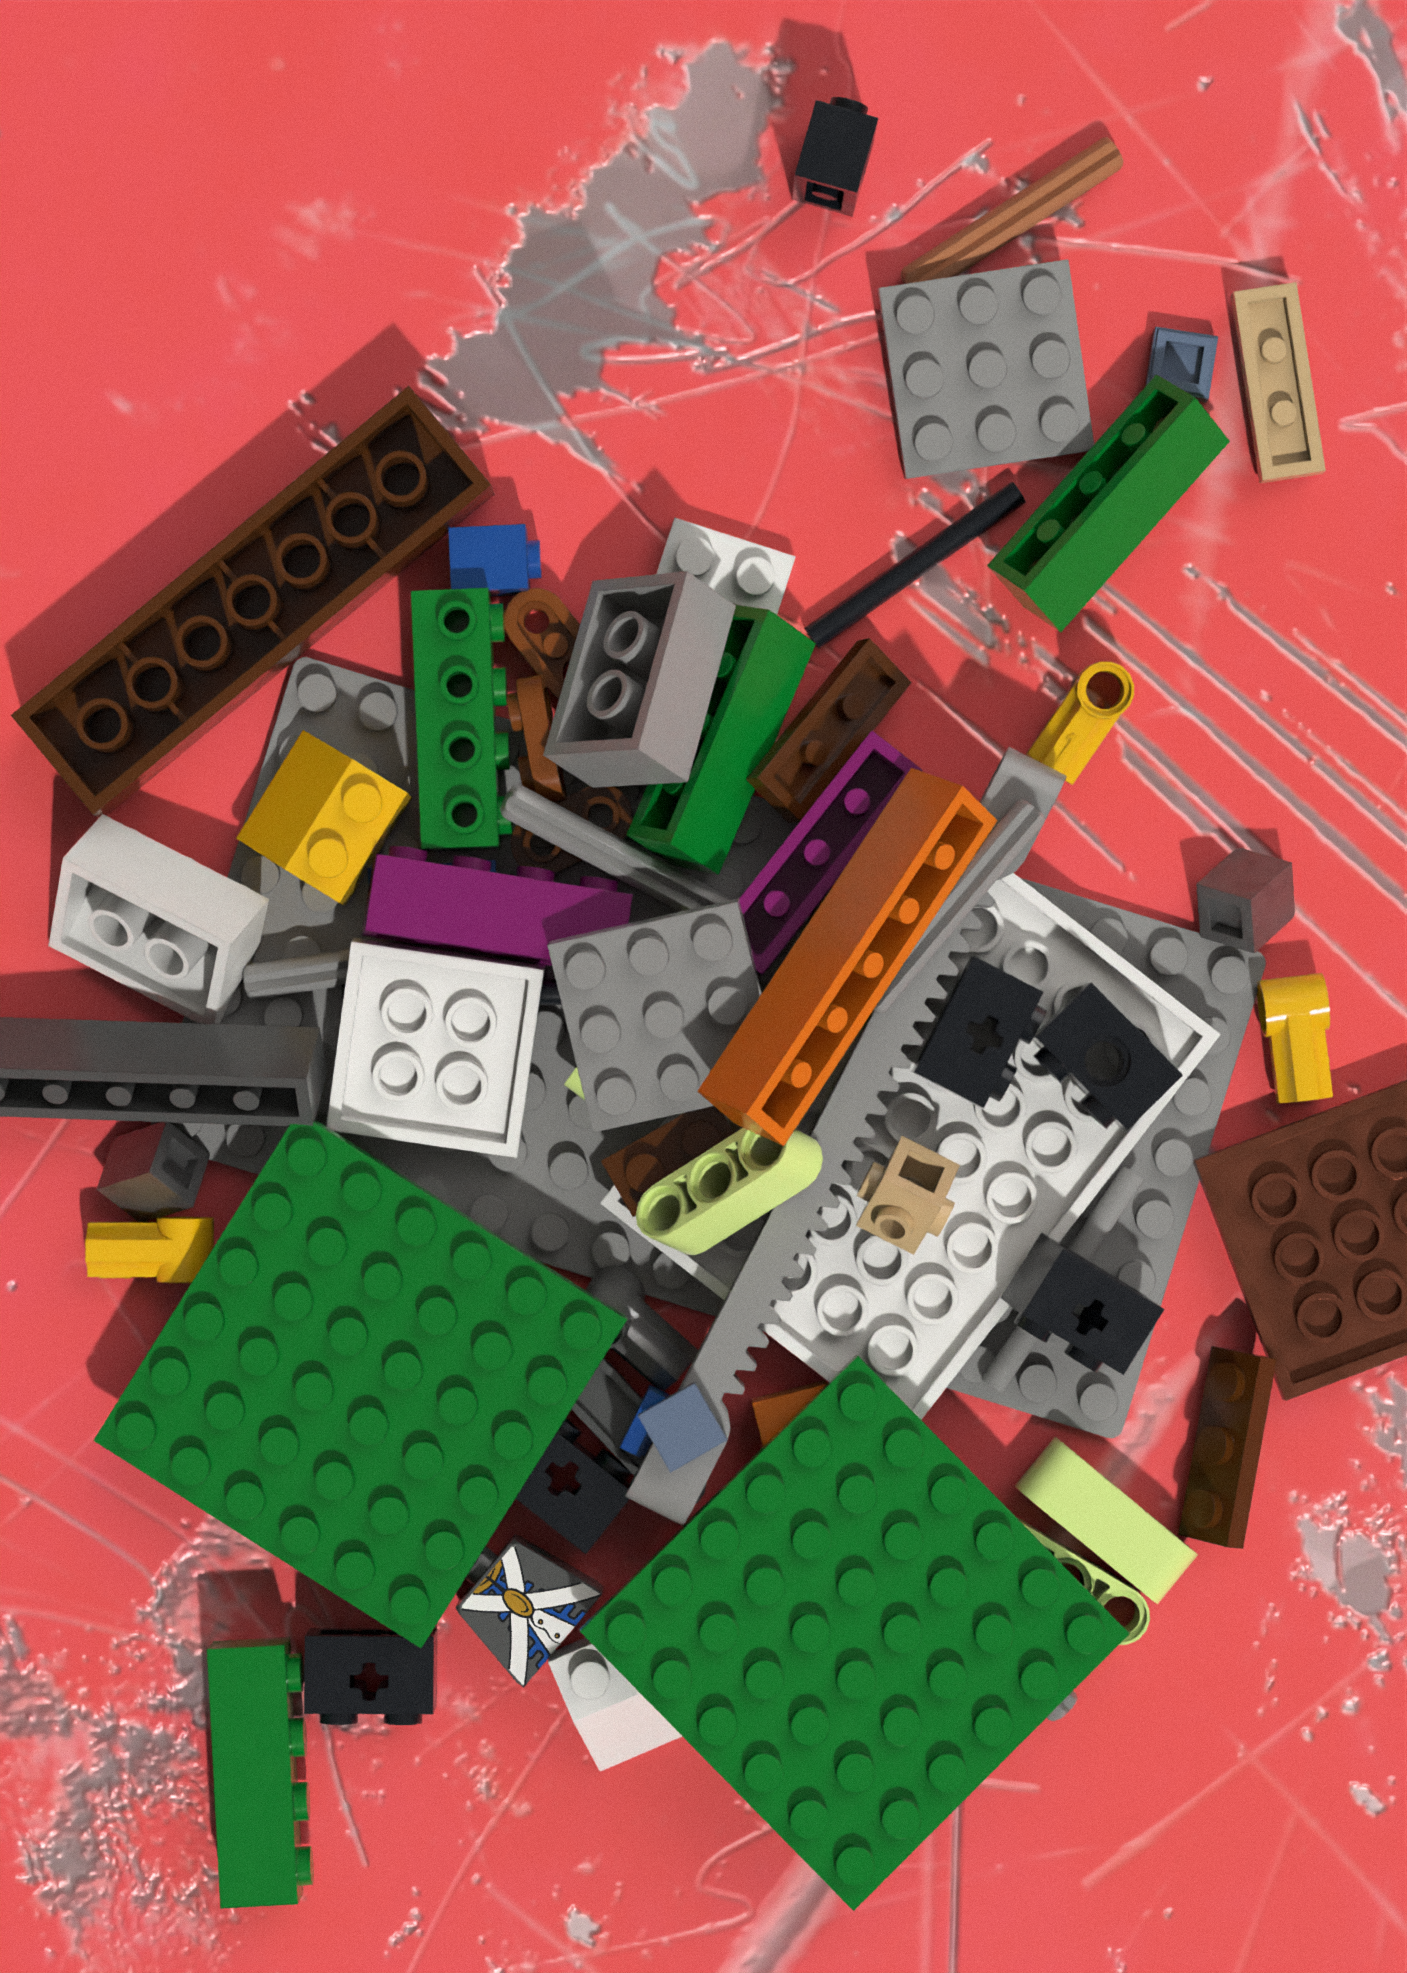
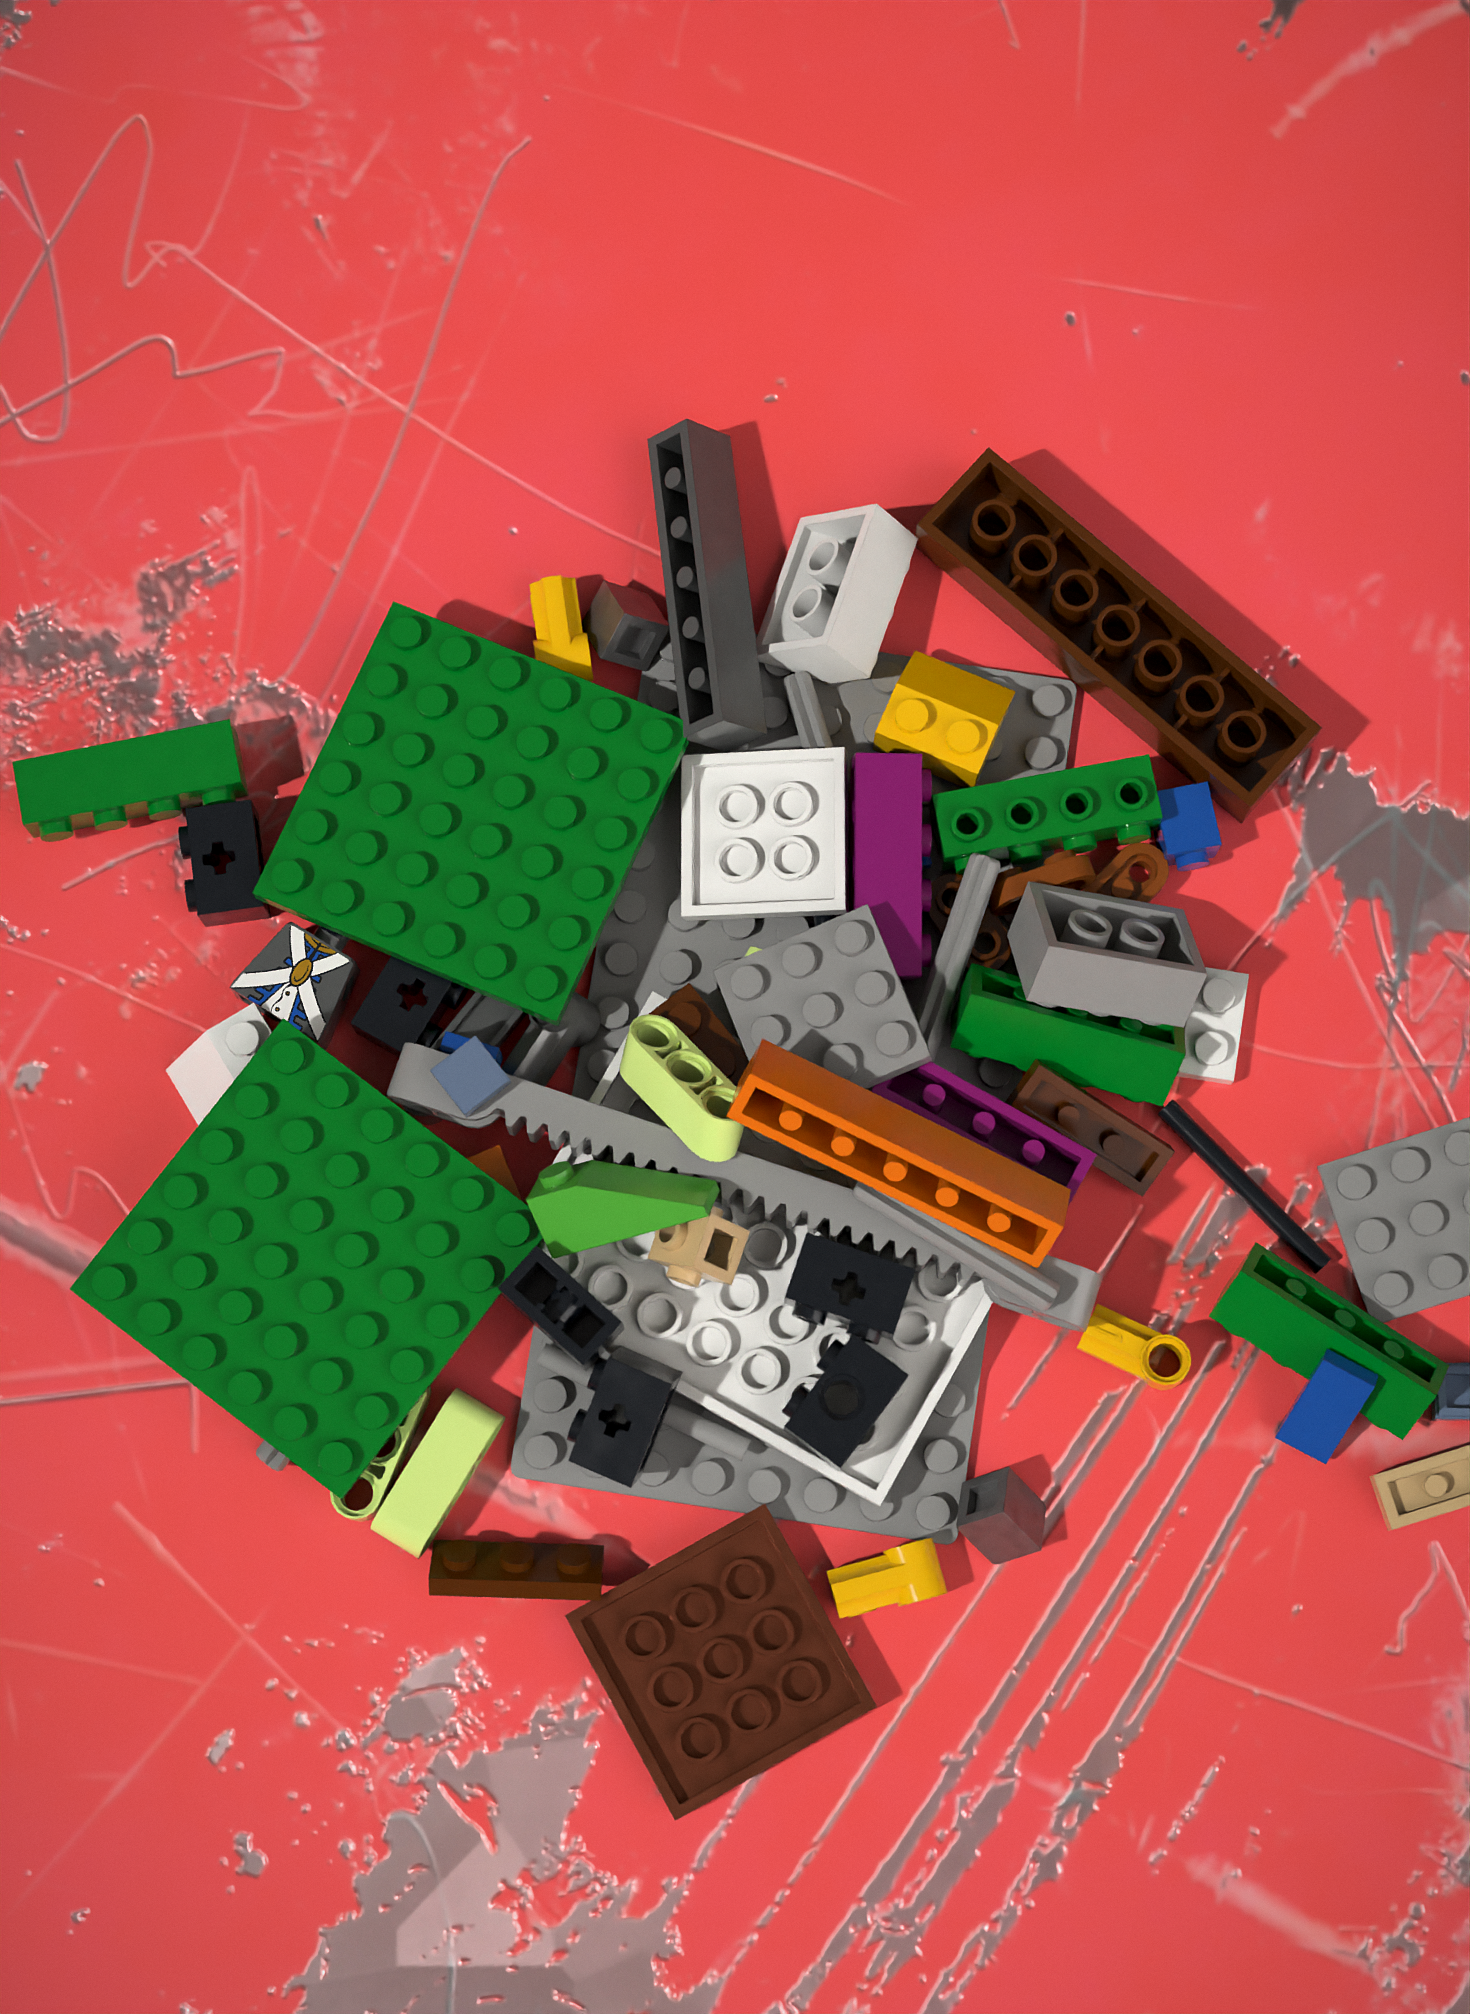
camera: 85 degrees right, 10 degrees down
(850, 1284) = (611, 1202): none -> bright green slope
(958, 1359) = (561, 1308): none -> black brick
(1181, 519) = (1326, 1406): none -> blue tile

